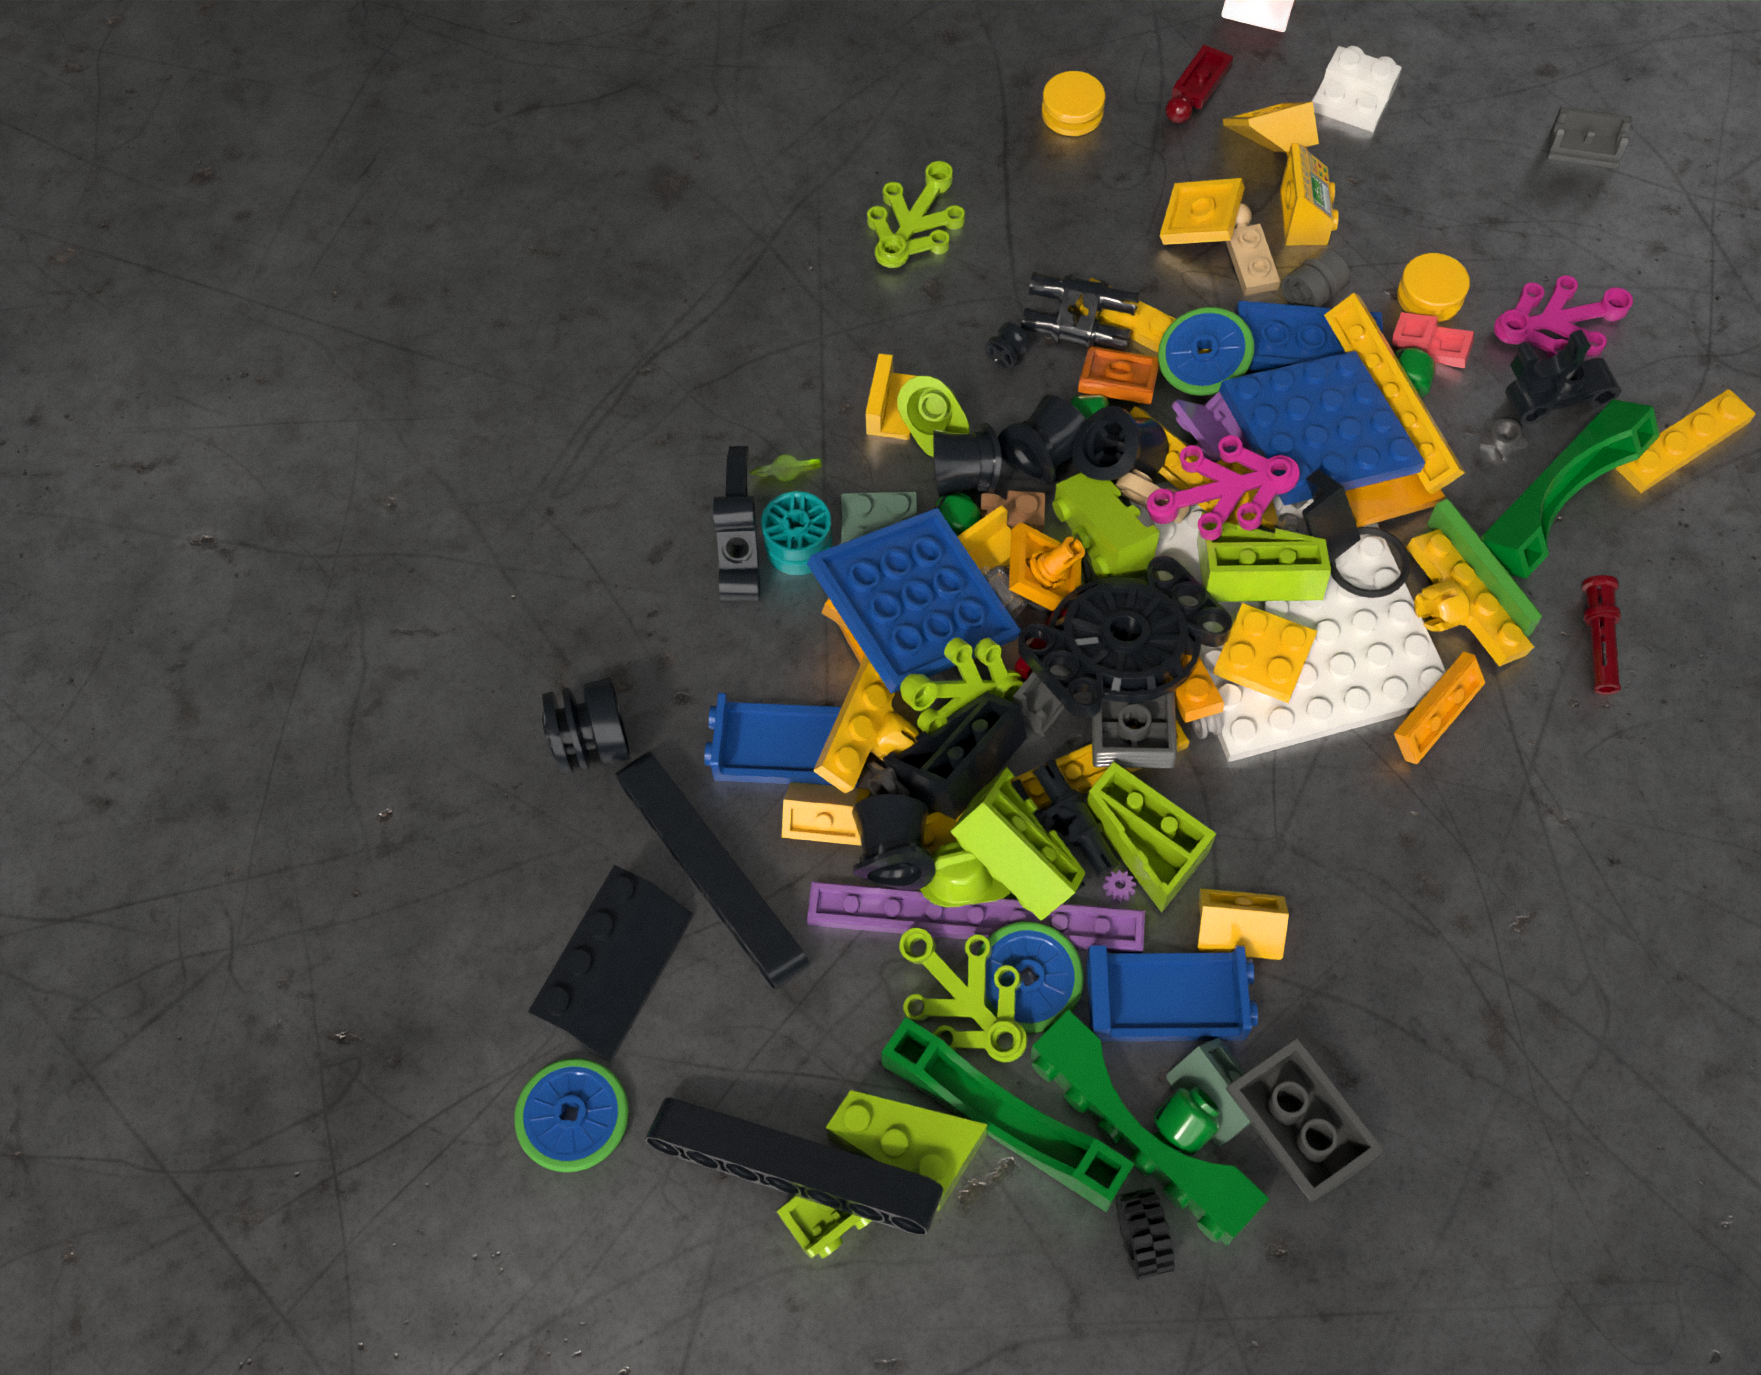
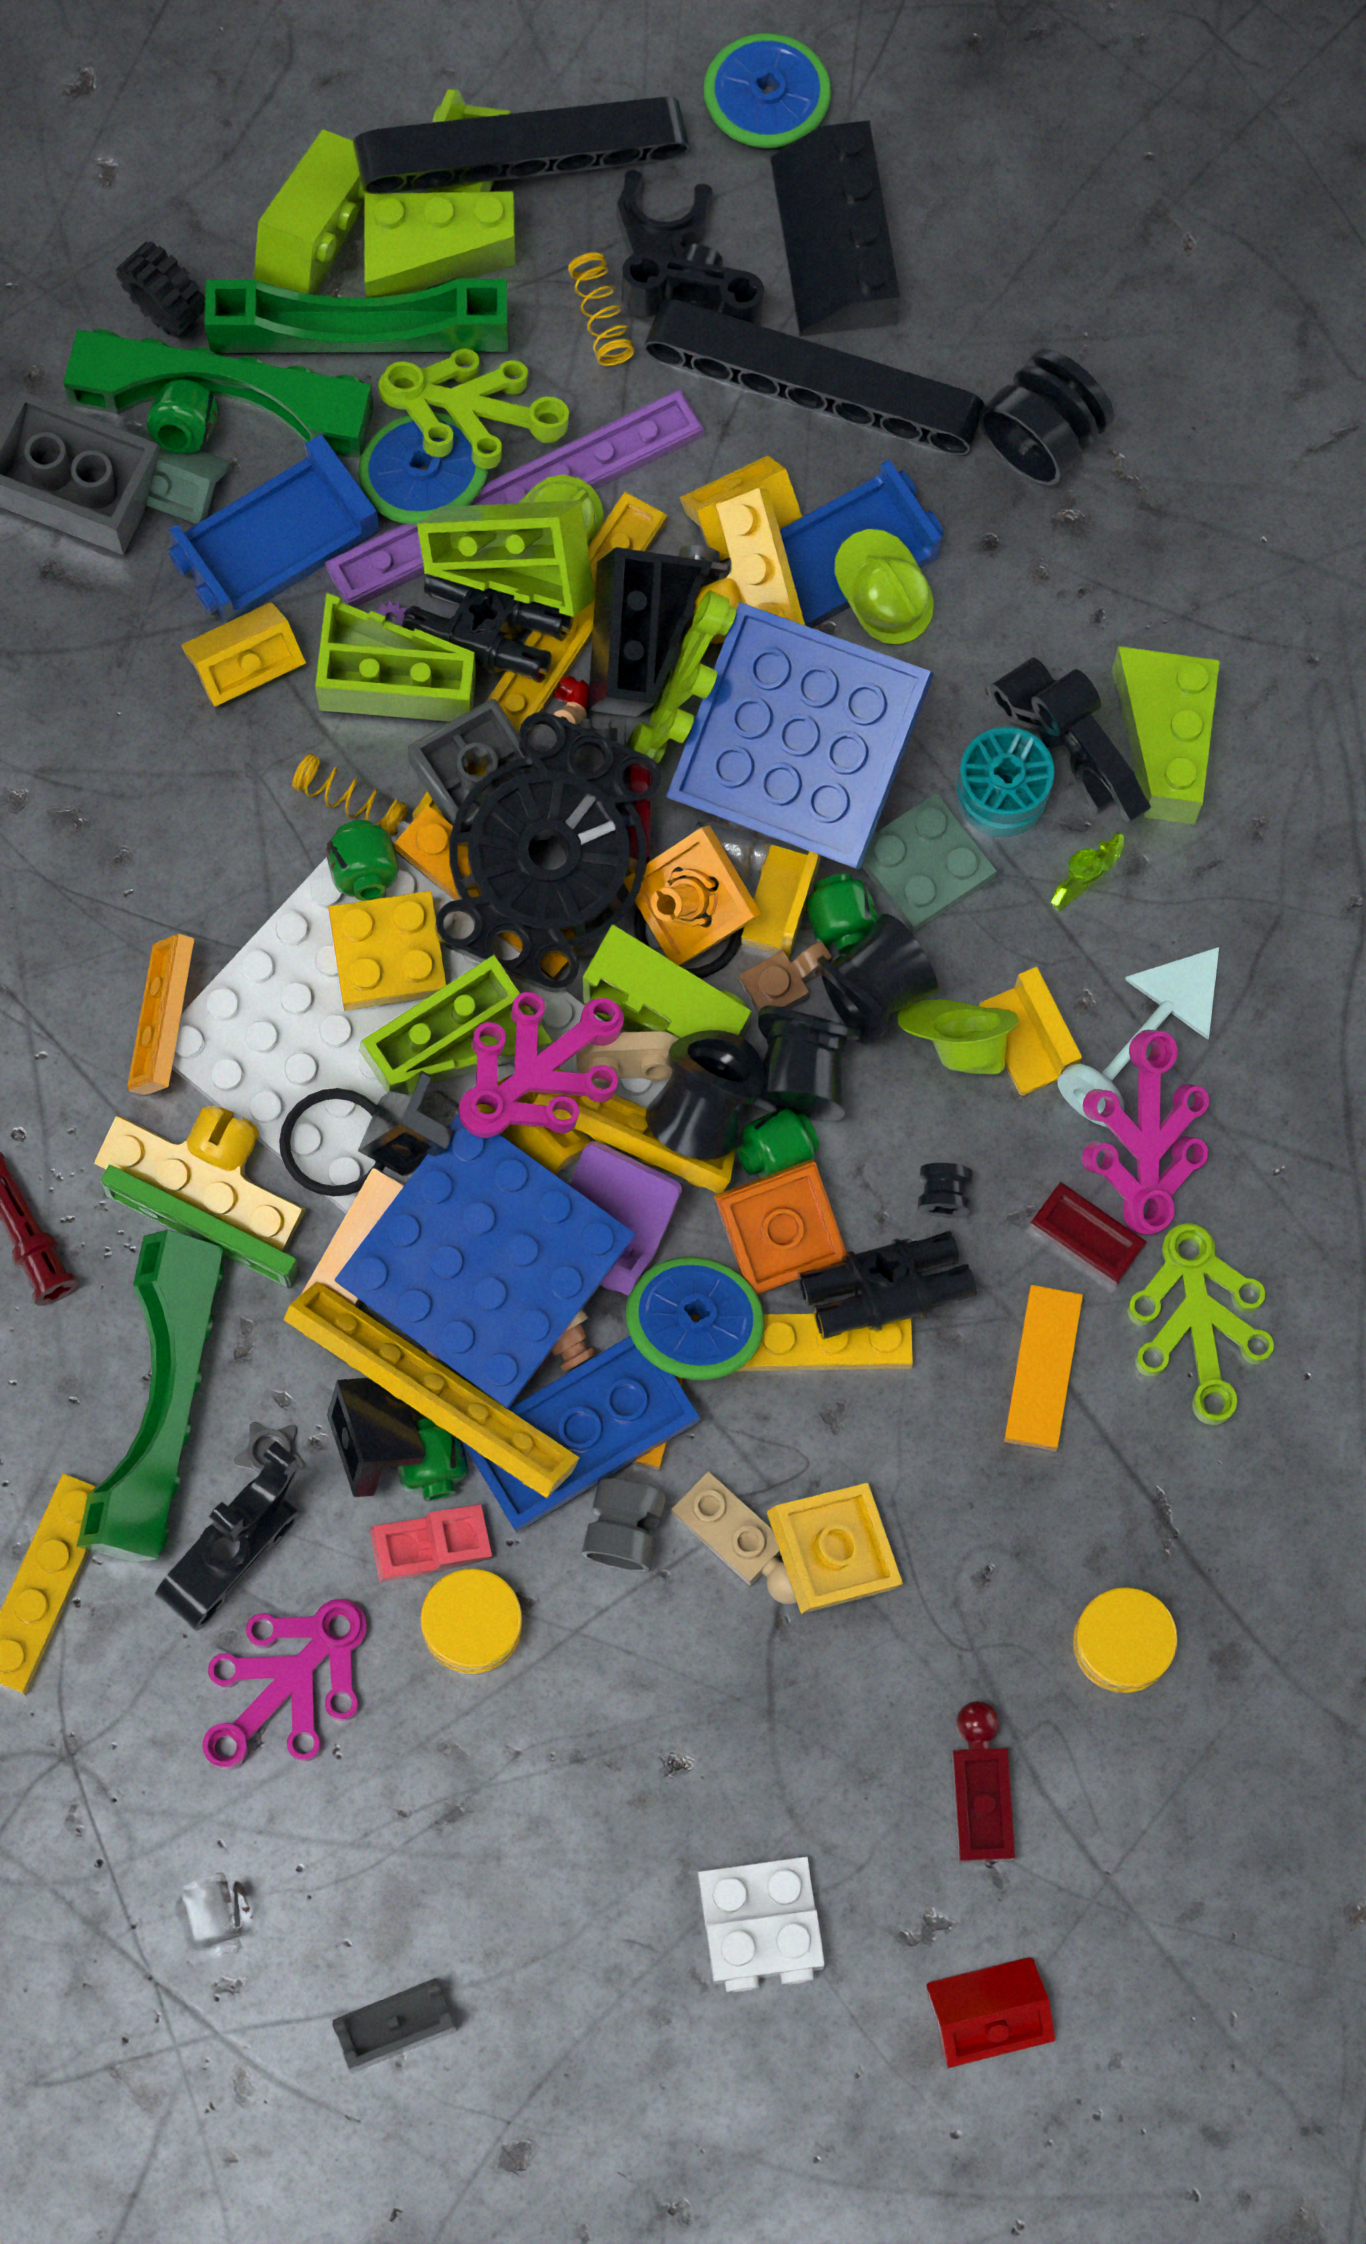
camera: 140 degrees right, 10 degrees up
(671, 505) = (1169, 726): none -> lime wedge
(749, 1024) = (671, 266): none -> black piece
(773, 699) = (884, 586): none -> lime piece
(785, 374) = (1180, 989): none -> light aqua piece
(823, 972) = (618, 343): none -> yellow piece
(856, 299) = (1150, 1138): none -> dark pink plant
(892, 842) = (640, 479): black hat -> none
(941, 291) = (1087, 1234): none -> dark red tile
(982, 1223) = (310, 217): none -> lime wedge
(1017, 243) = (1043, 1368): none -> light orange tile
(1036, 742) = (575, 696): none -> red arm
(1239, 813) = (393, 817): none -> yellow piece
(1250, 708) = (362, 860): none -> green head
(1278, 125) = (833, 1765): yellow slope -> none
(1307, 200) = (706, 1649): yellow slope -> none
(1443, 387) = (371, 1432): none -> black panel
(1665, 231) = (214, 1915): none -> clear head

